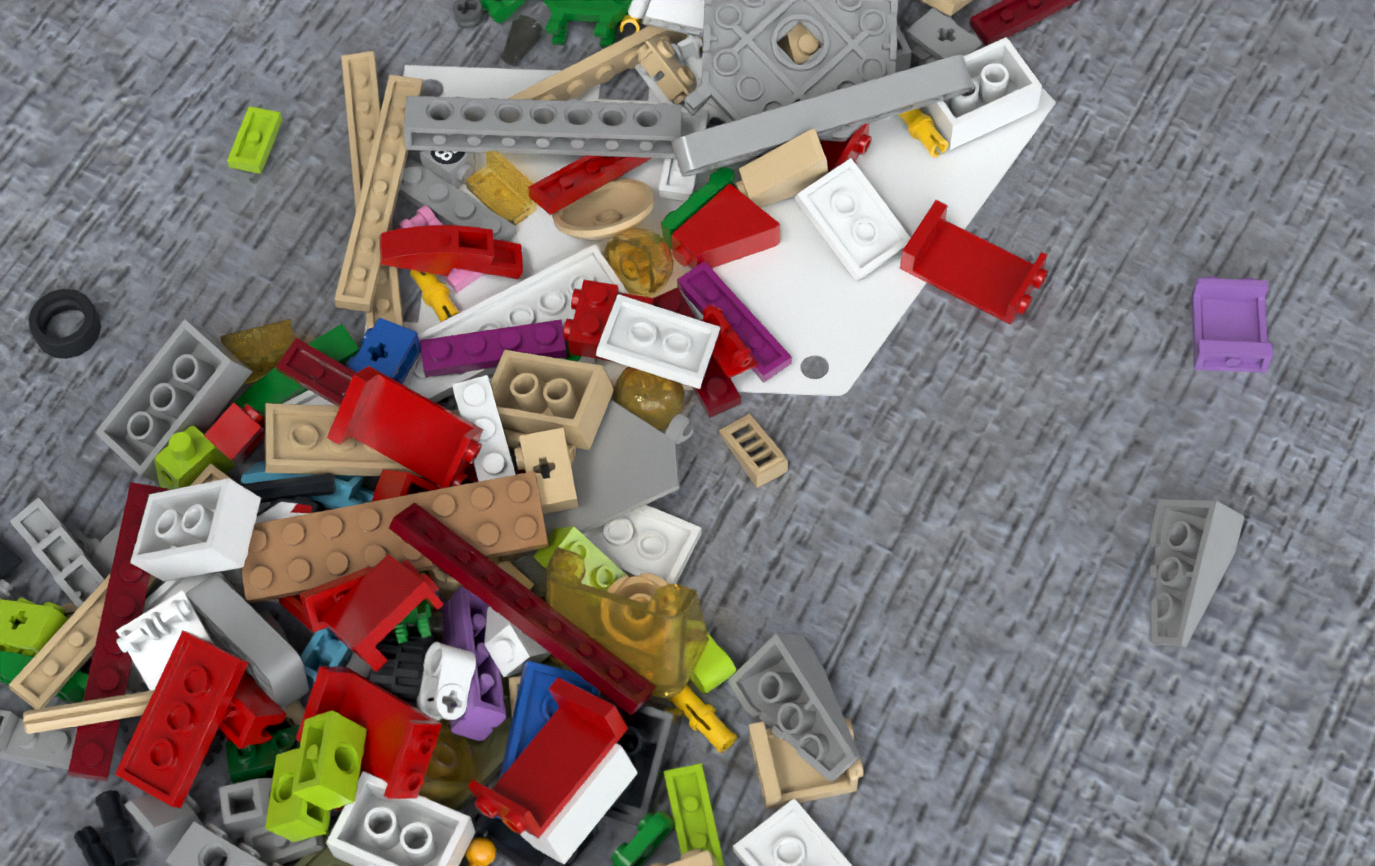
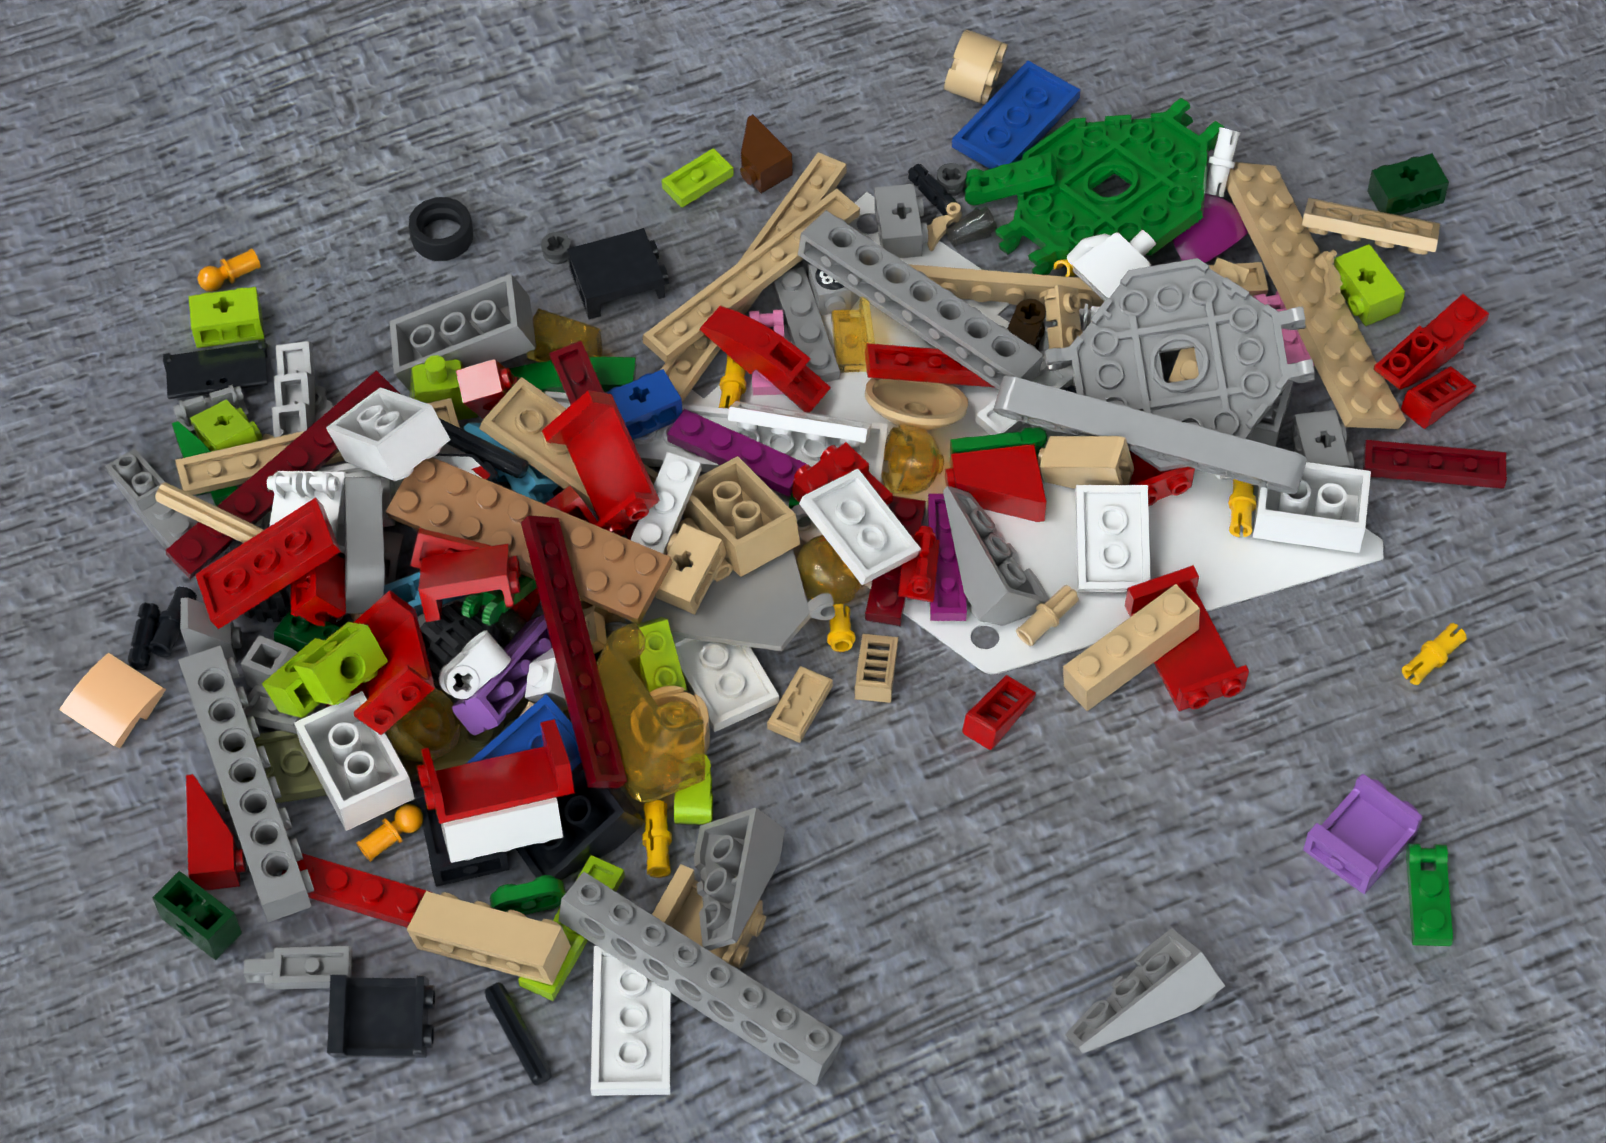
camera: 35 degrees right, 5 degrees down
(174, 268) = (557, 239): none -> dark grey bush
(253, 262) = (616, 269): none -> black panel
(297, 87) = (763, 157): none -> reddish brown slope
(457, 69) = (899, 220): none -> light grey brick
(460, 29) = (930, 187): none -> black axle
(491, 56) = (939, 225): none -> tan piece
(540, 284) = (813, 425): none -> white plate
(636, 86) = (1028, 322): none -> dark brown piece
(704, 443) = (840, 635): none -> yellow pin
(721, 523) = (800, 704): none -> tan plate
(788, 316) = (988, 572): none -> light grey wedge
(846, 808) = (700, 978): none -> light grey brick
(852, 316) = (1047, 615): none -> tan axle
(879, 441) = (986, 729): none -> red slope
(942, 297) = (1131, 647): none -> tan brick
(1158, 151) = (1434, 654): none -> yellow pin
(1314, 339) = (1429, 896): none -> green plate

